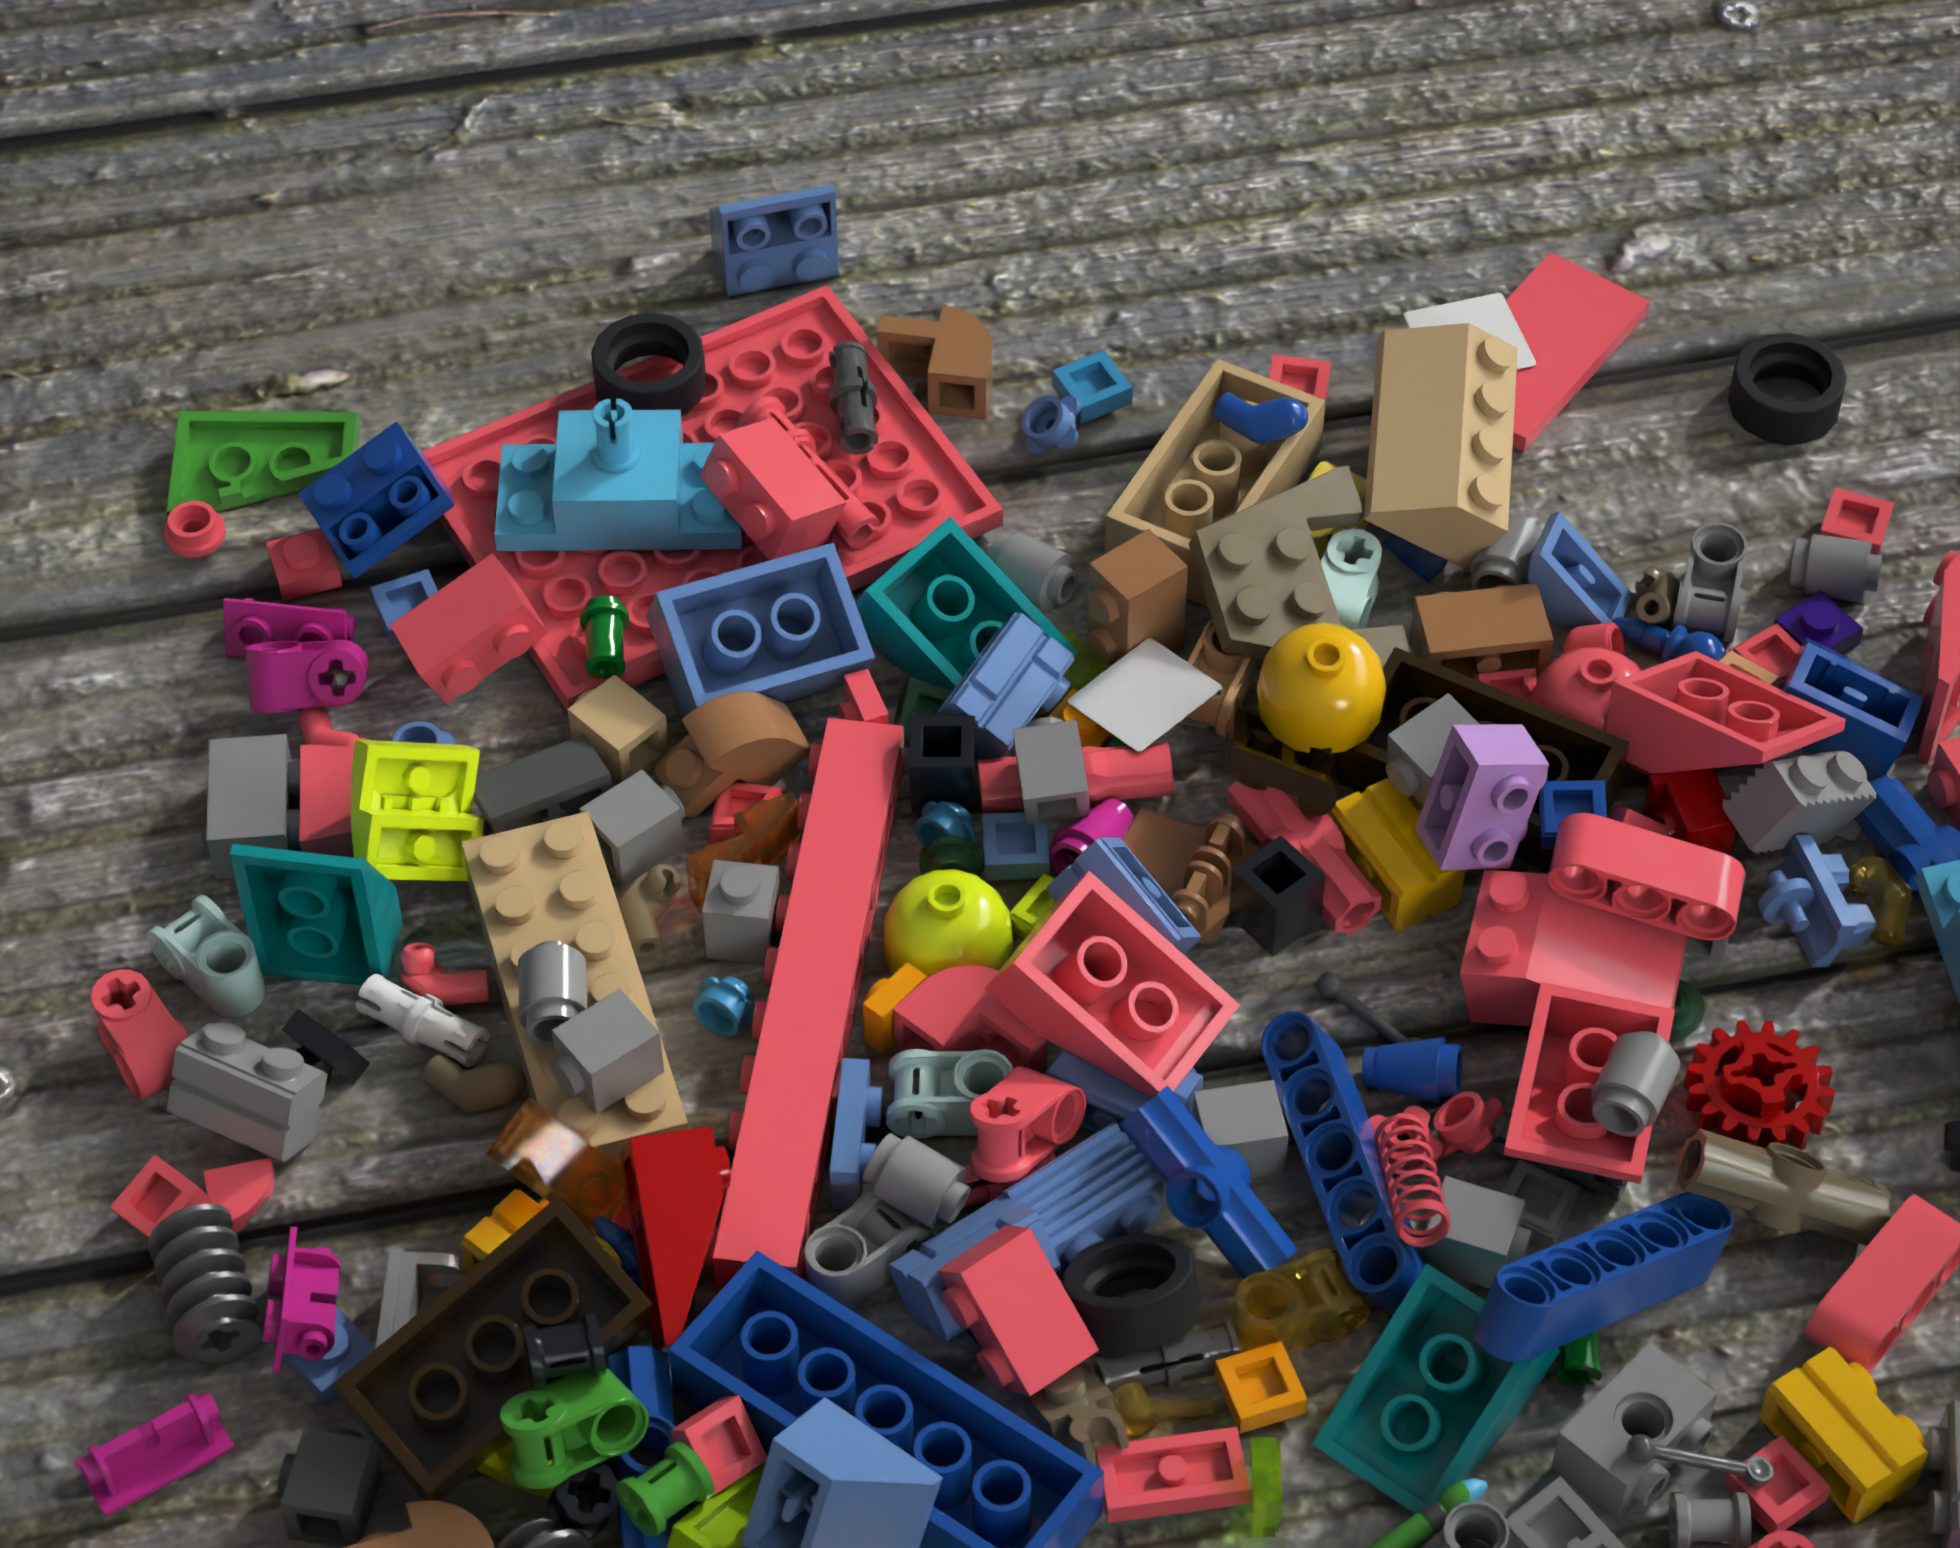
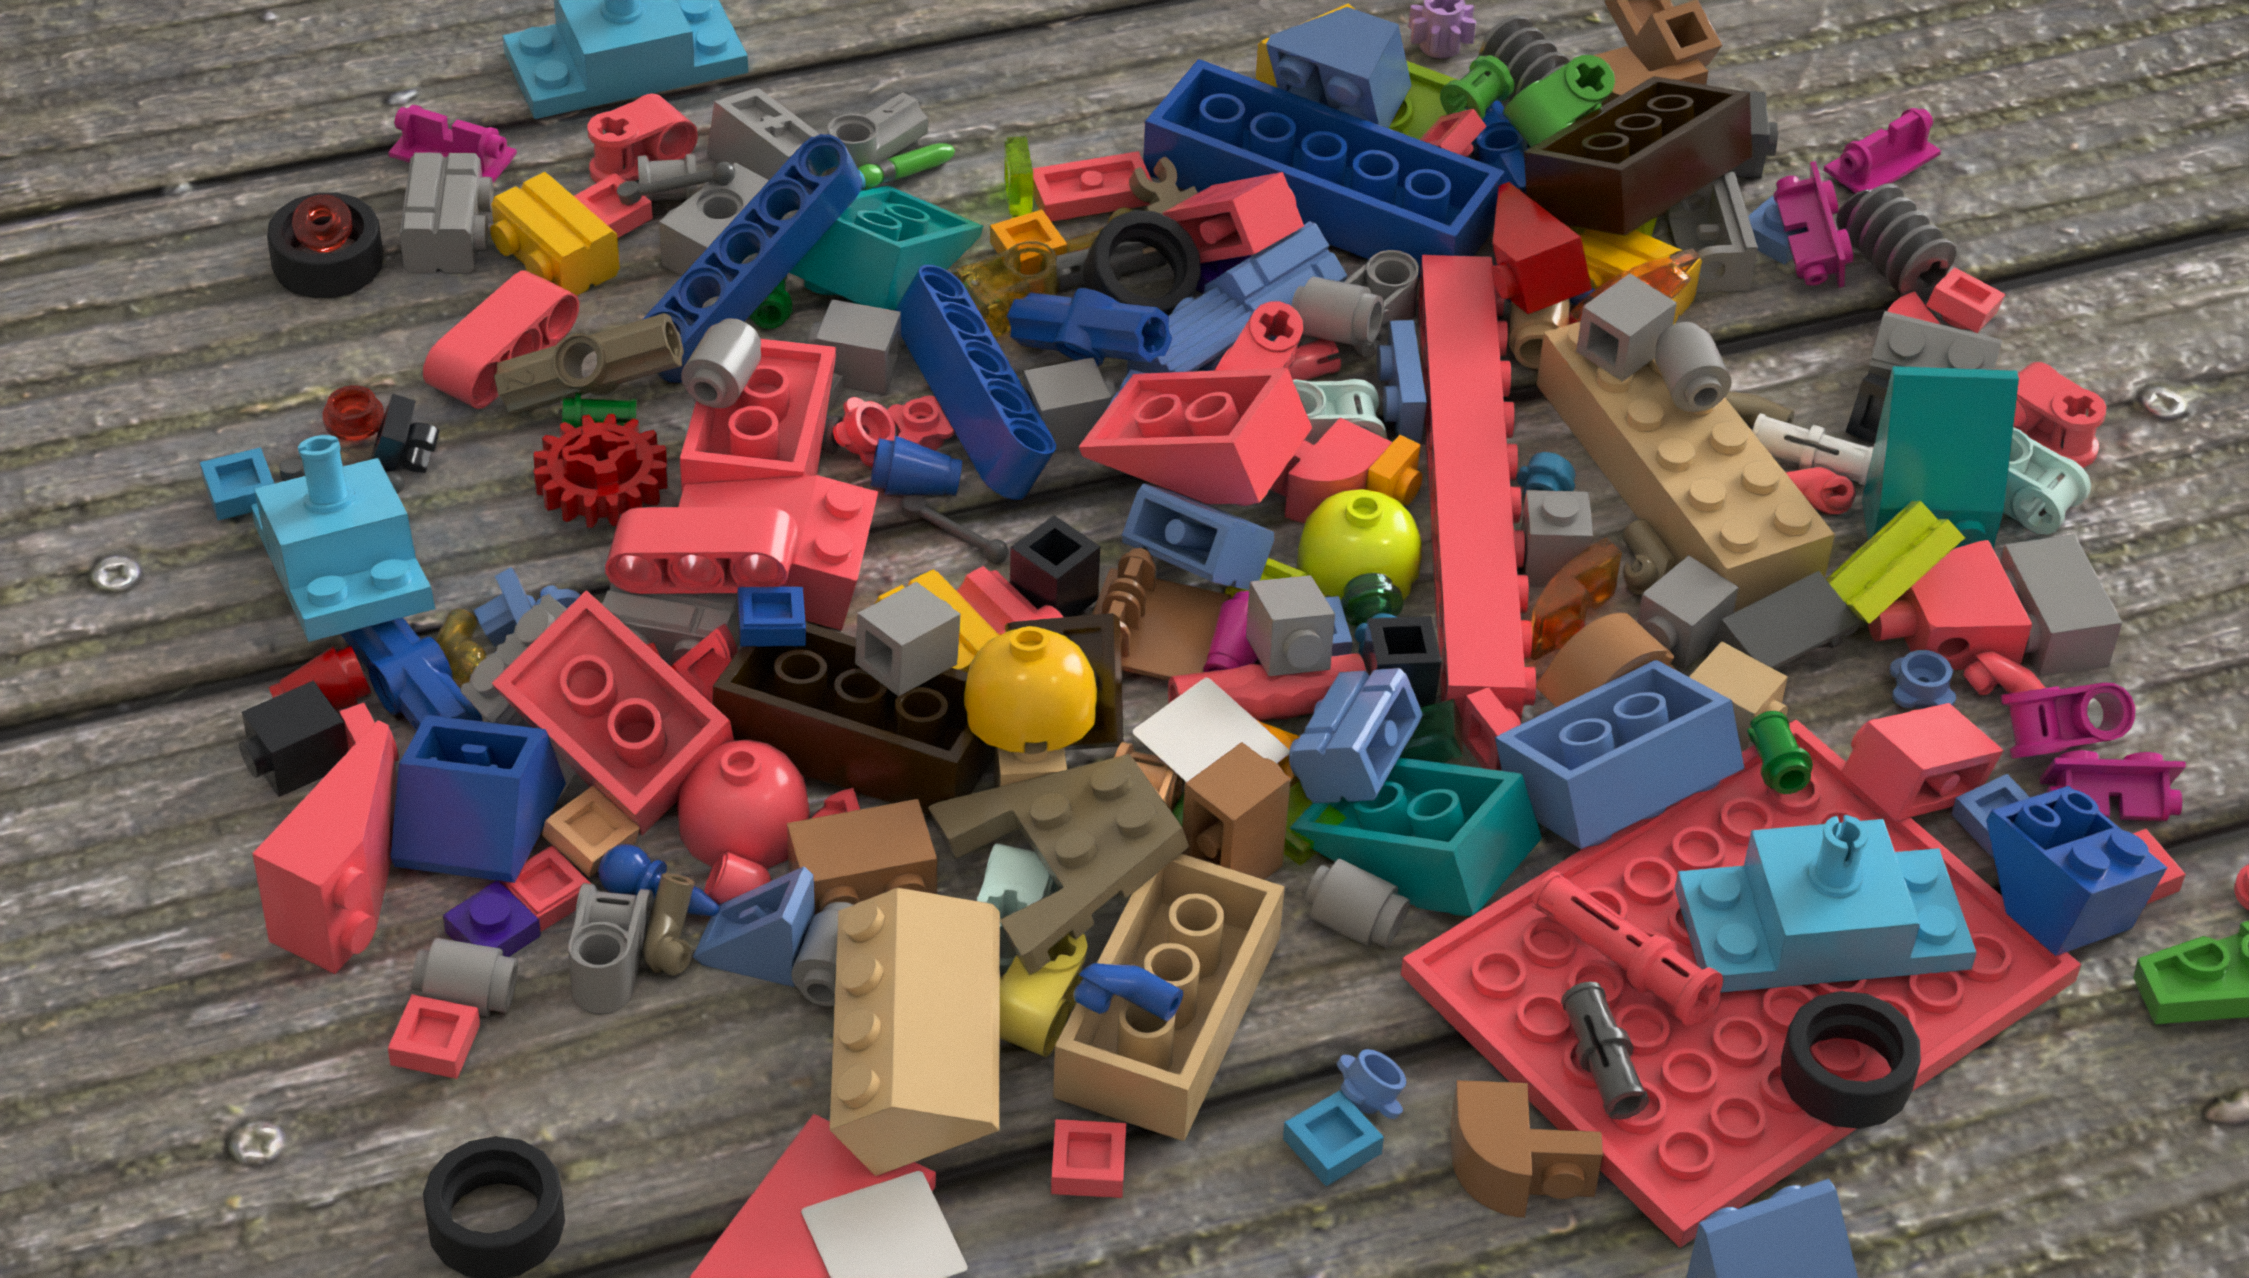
camera: 170 degrees right, 5 degrees down
(564, 1349) = (1580, 102): black bush -> none
(772, 489) = (1658, 880): coral brick -> none
(1391, 1185) = (898, 292): coral piece -> none
(1481, 796) = (853, 566): lavender brick -> none

